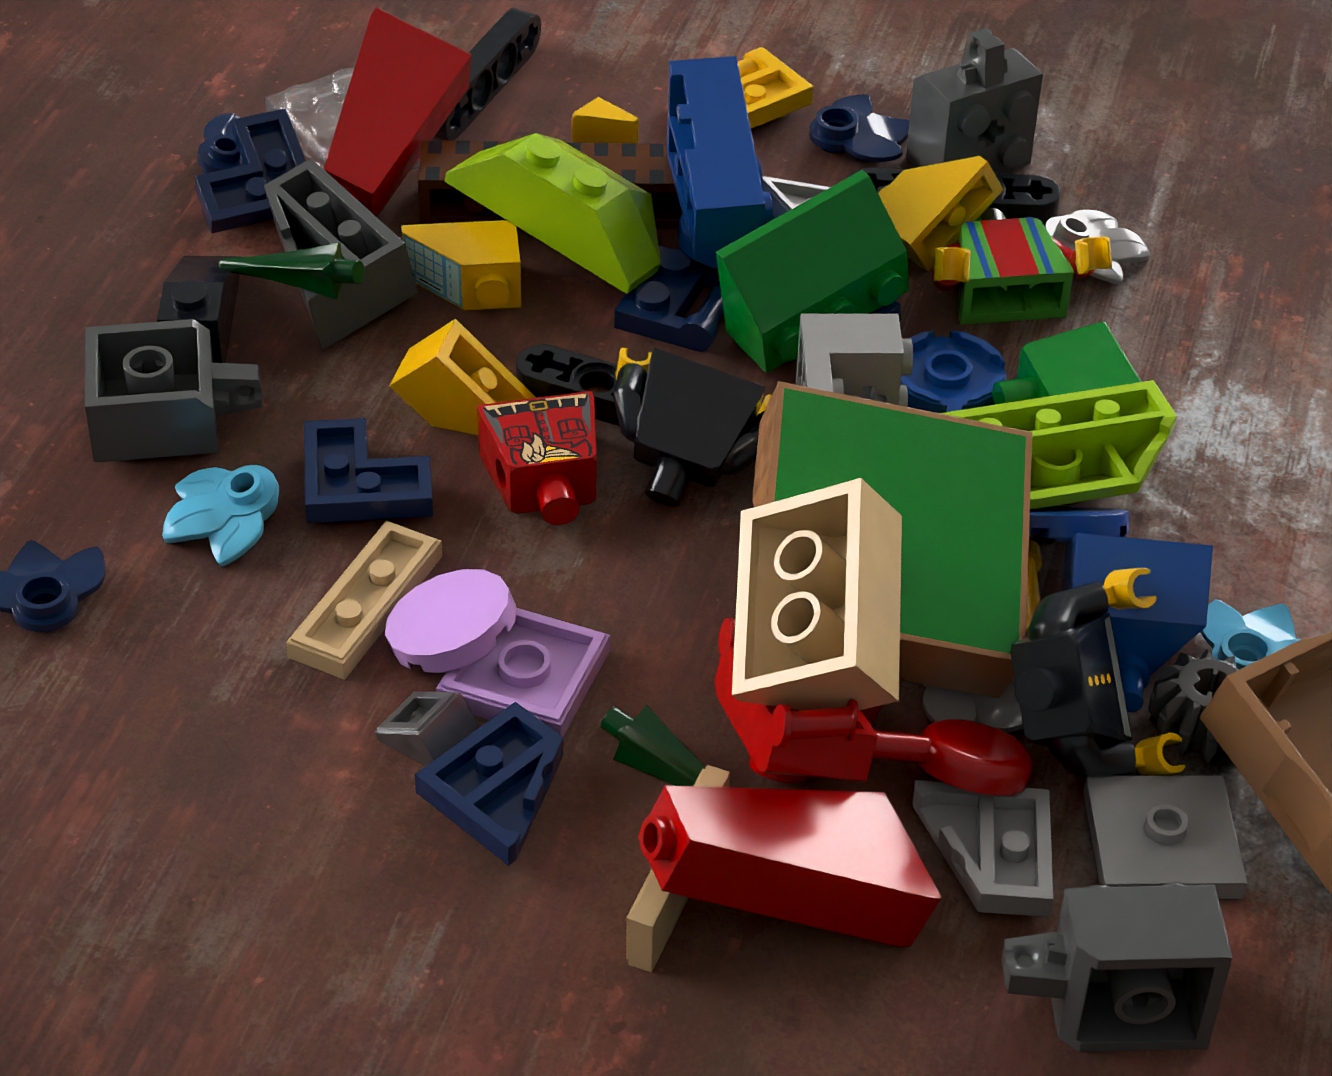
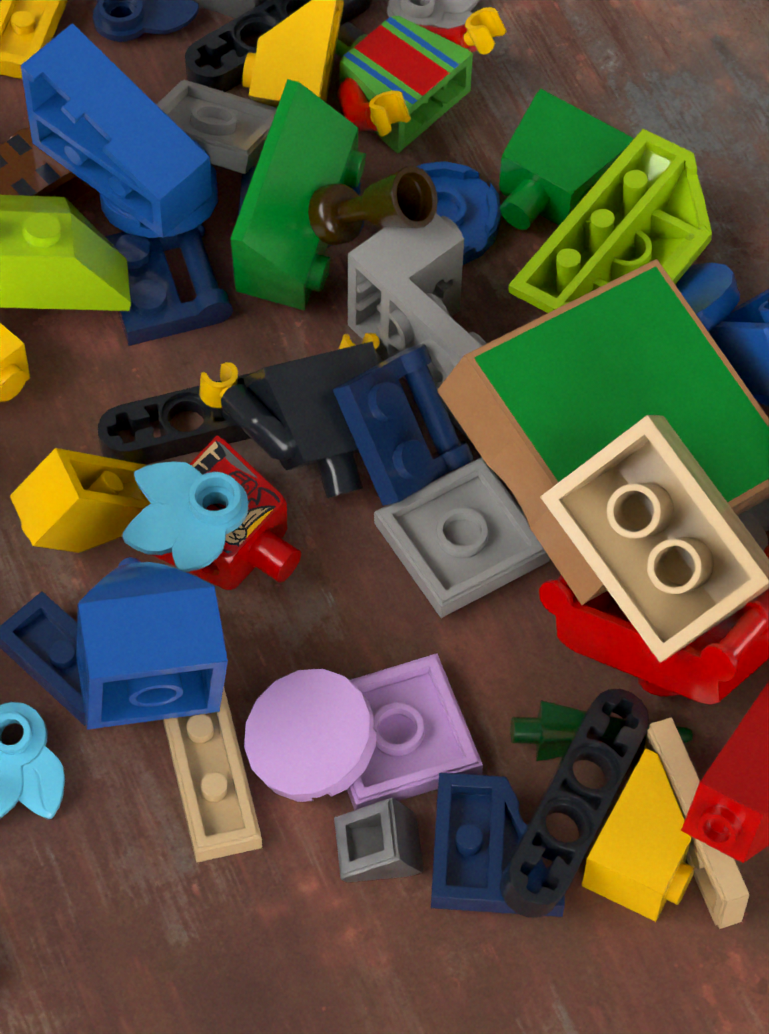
camera: 40 degrees left, 15 degrees up
(370, 470) = (149, 646): none -> blue piece
(511, 418) = (178, 513): none -> medium azure plate
(587, 770) = (578, 802): none -> black beam
(601, 853) = (642, 845): none -> yellow slope
(694, 573) = (461, 537): none -> light grey plate
(718, 458) = (388, 429): none -> dark blue plate
(867, 290) = (397, 200): none -> dark brown piece

